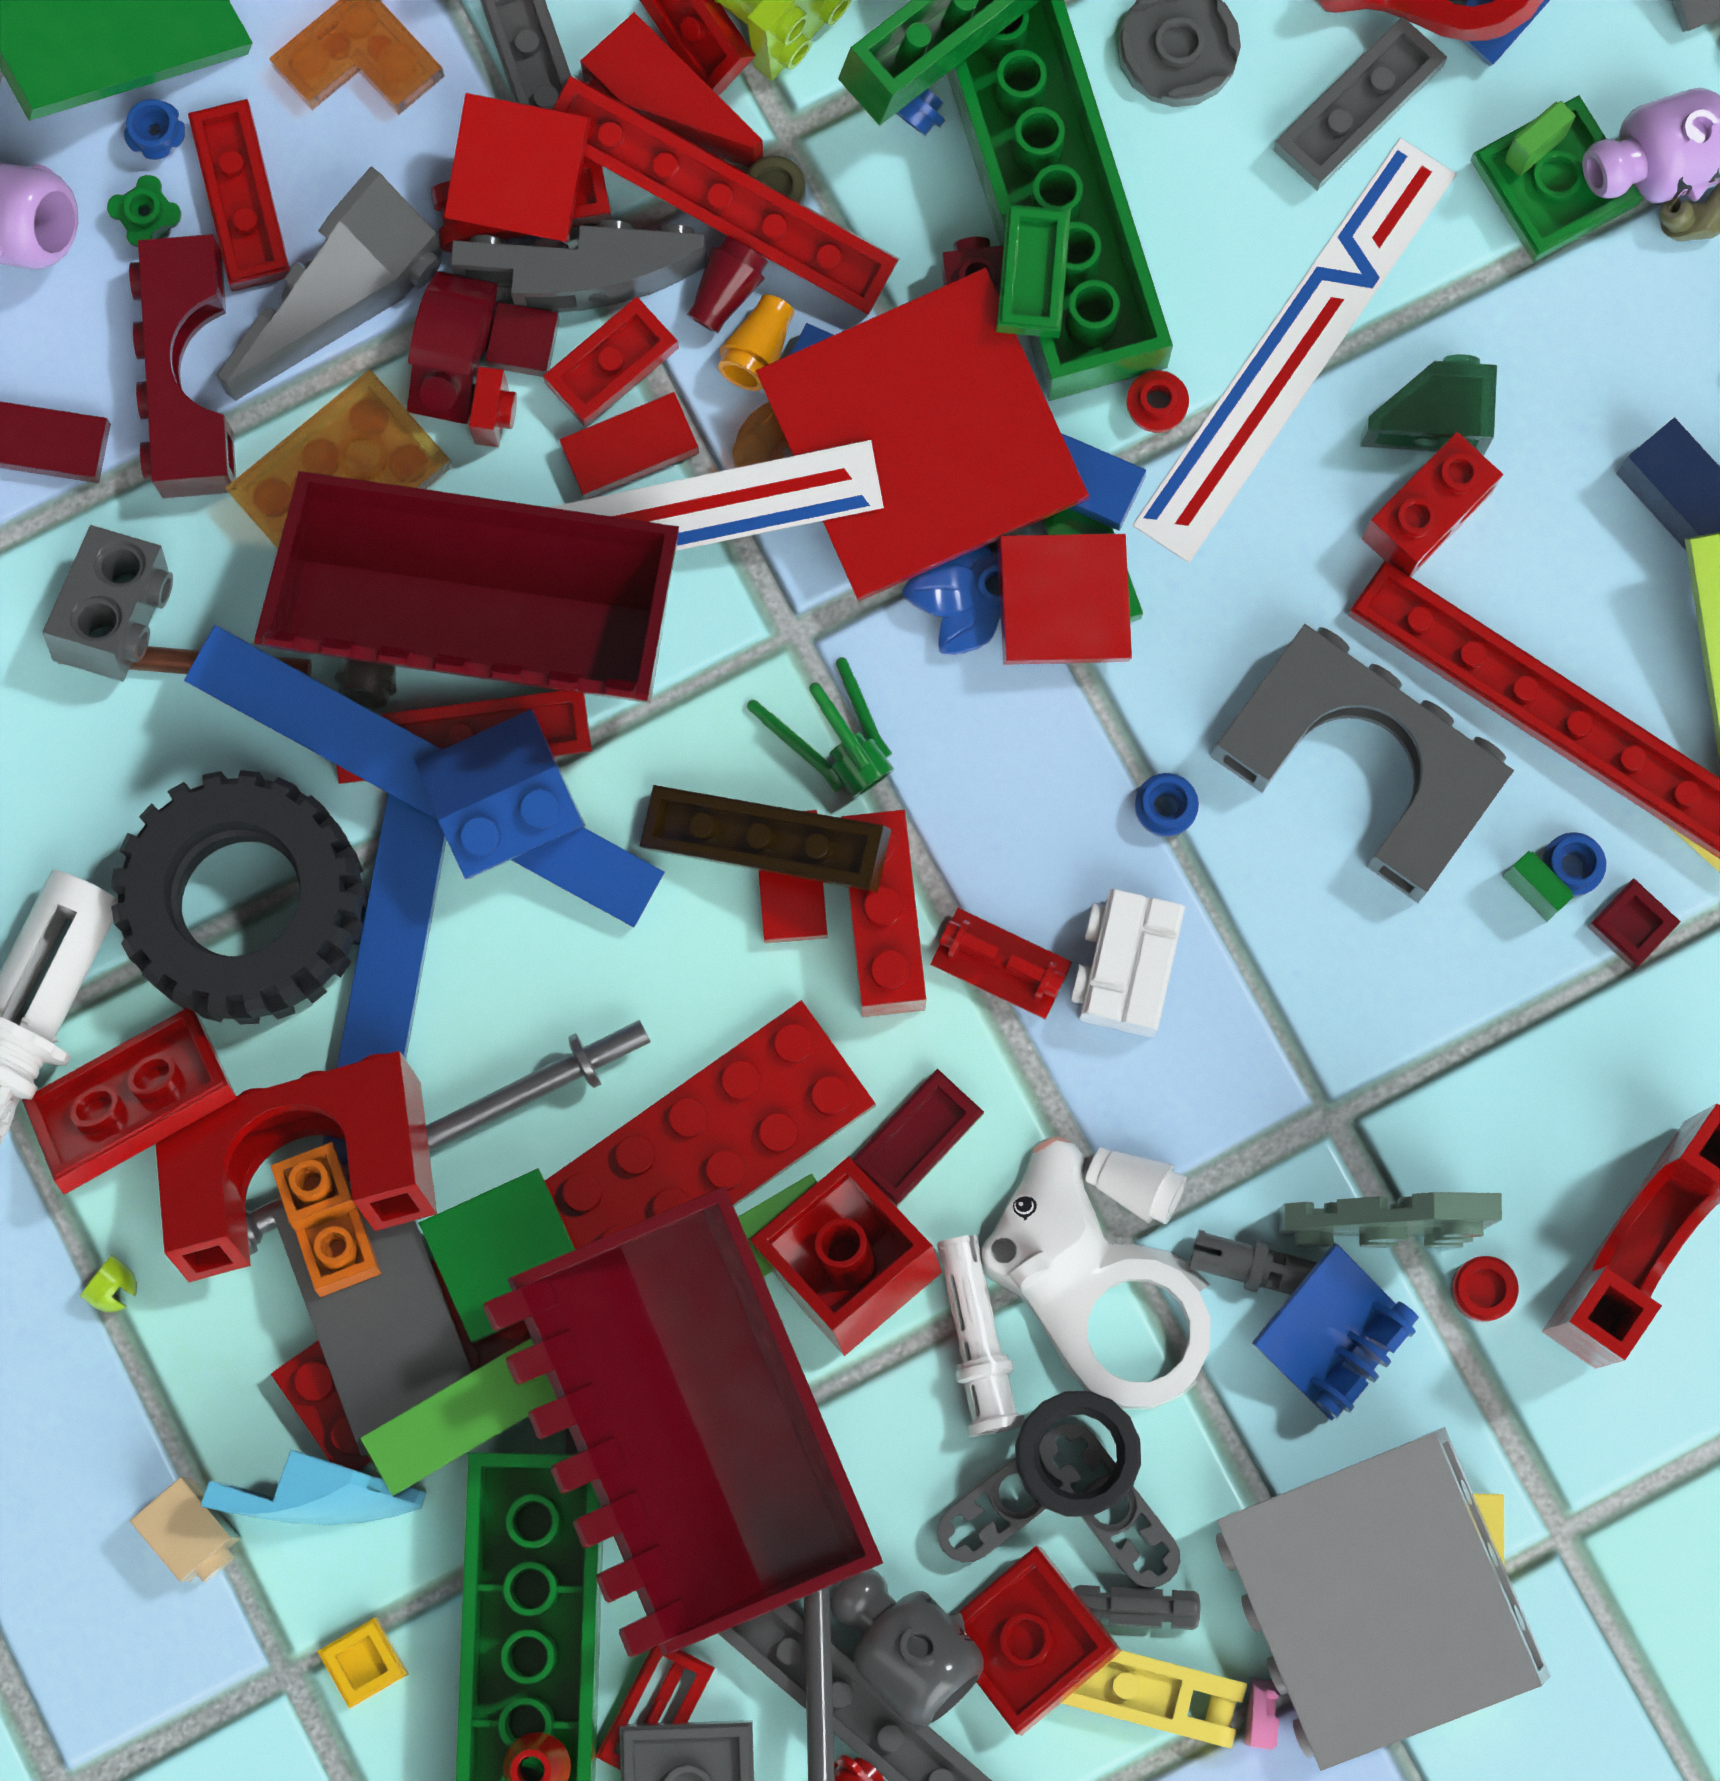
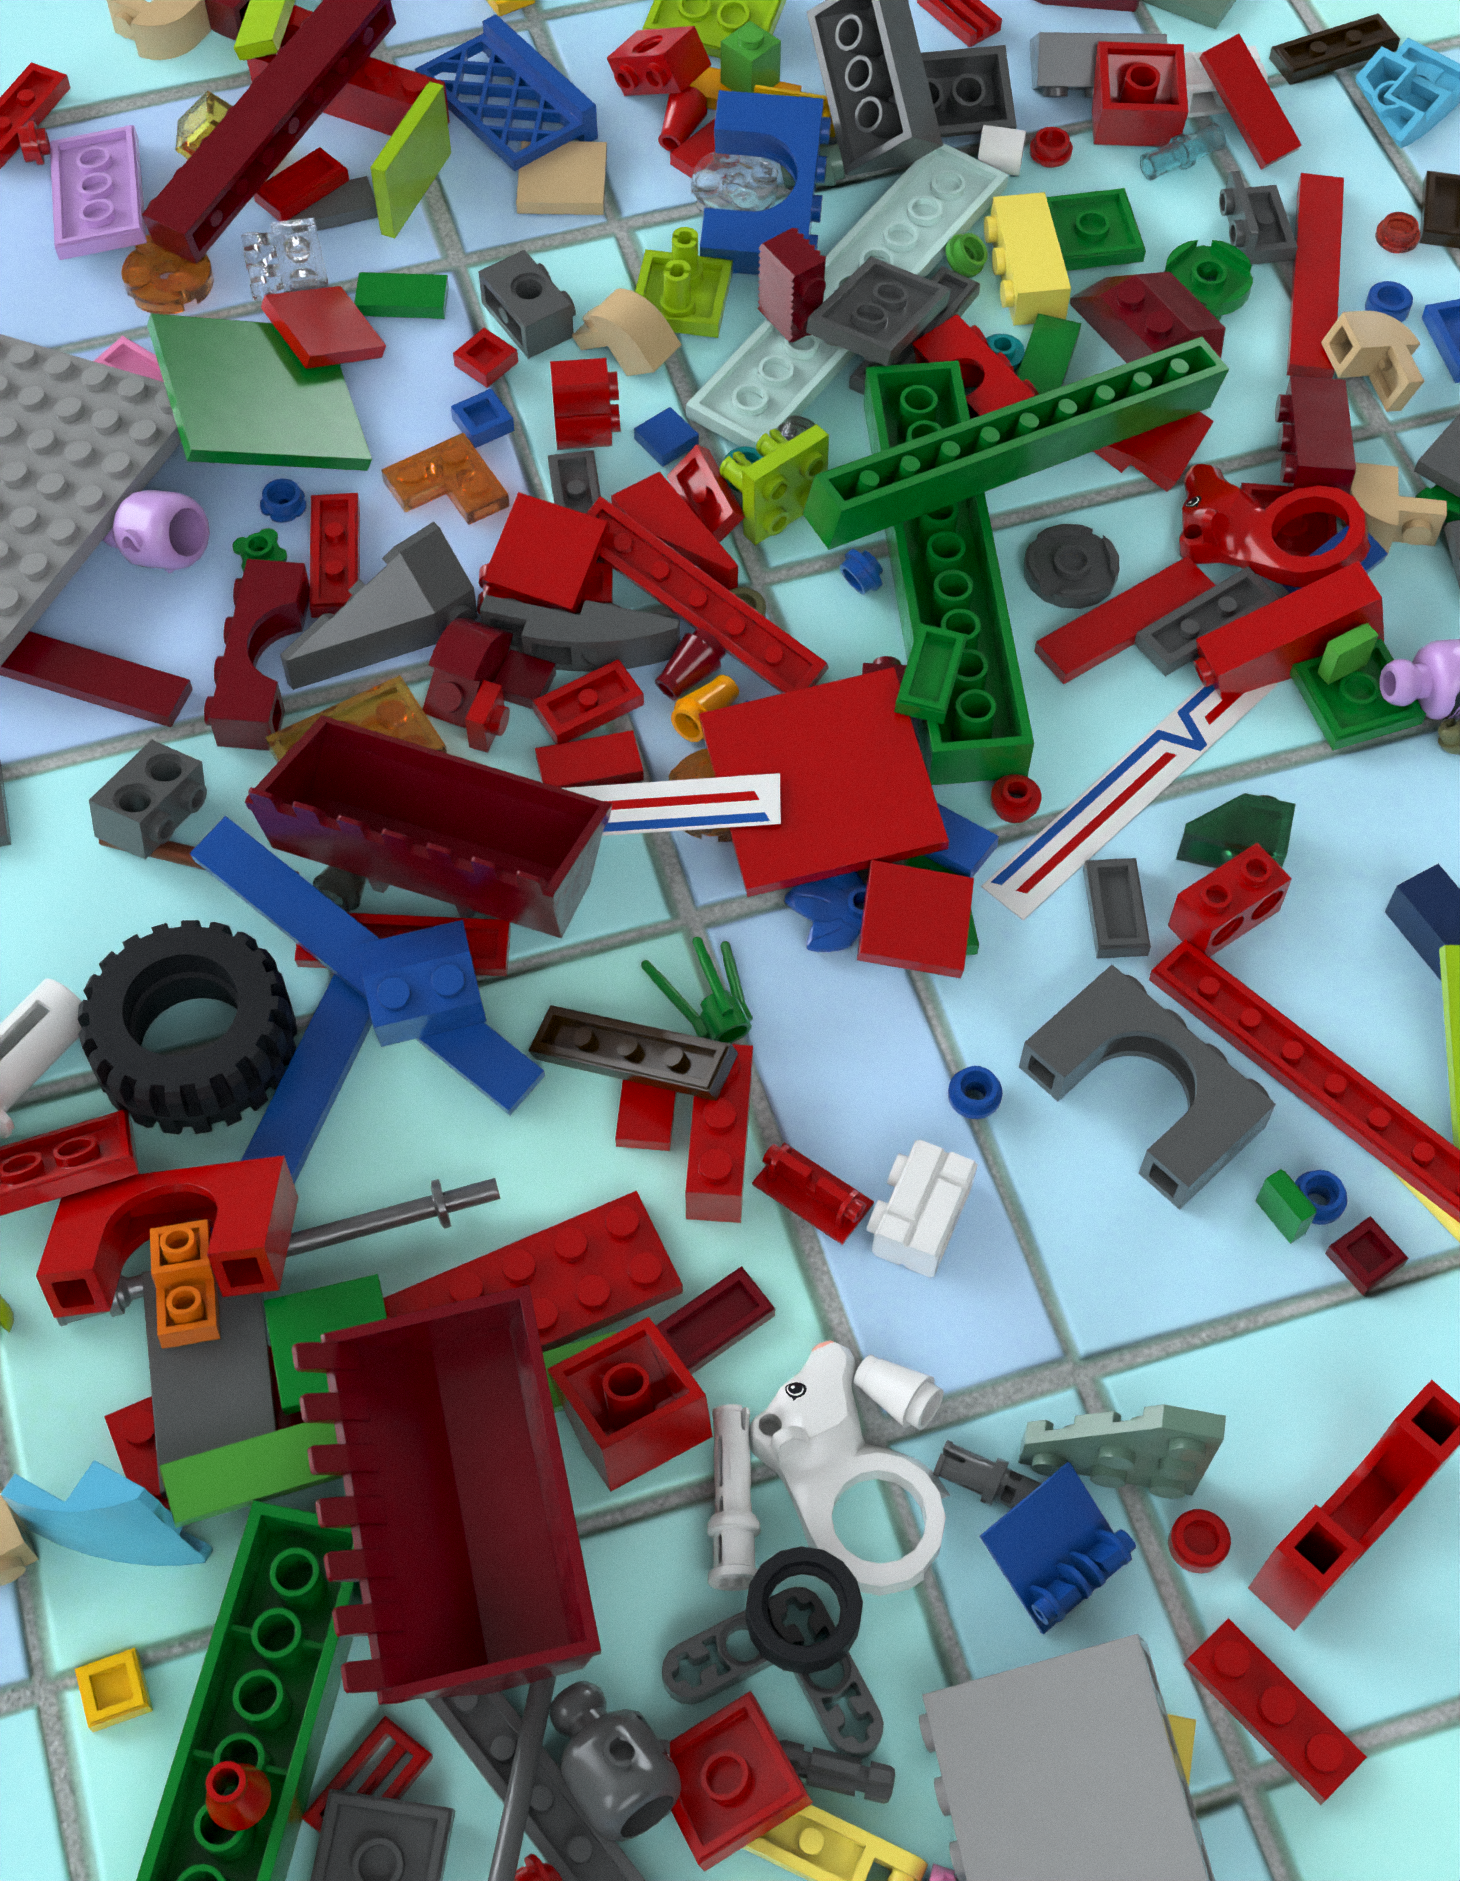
camera: 10 degrees right, 20 degrees down
(1256, 116) = (1116, 622): none -> red tile
(1298, 529) = (1116, 908): none -> dark grey tile
(1465, 115) = (1287, 631): none -> red slope
(1583, 1457) = (1275, 1711): none -> red plate

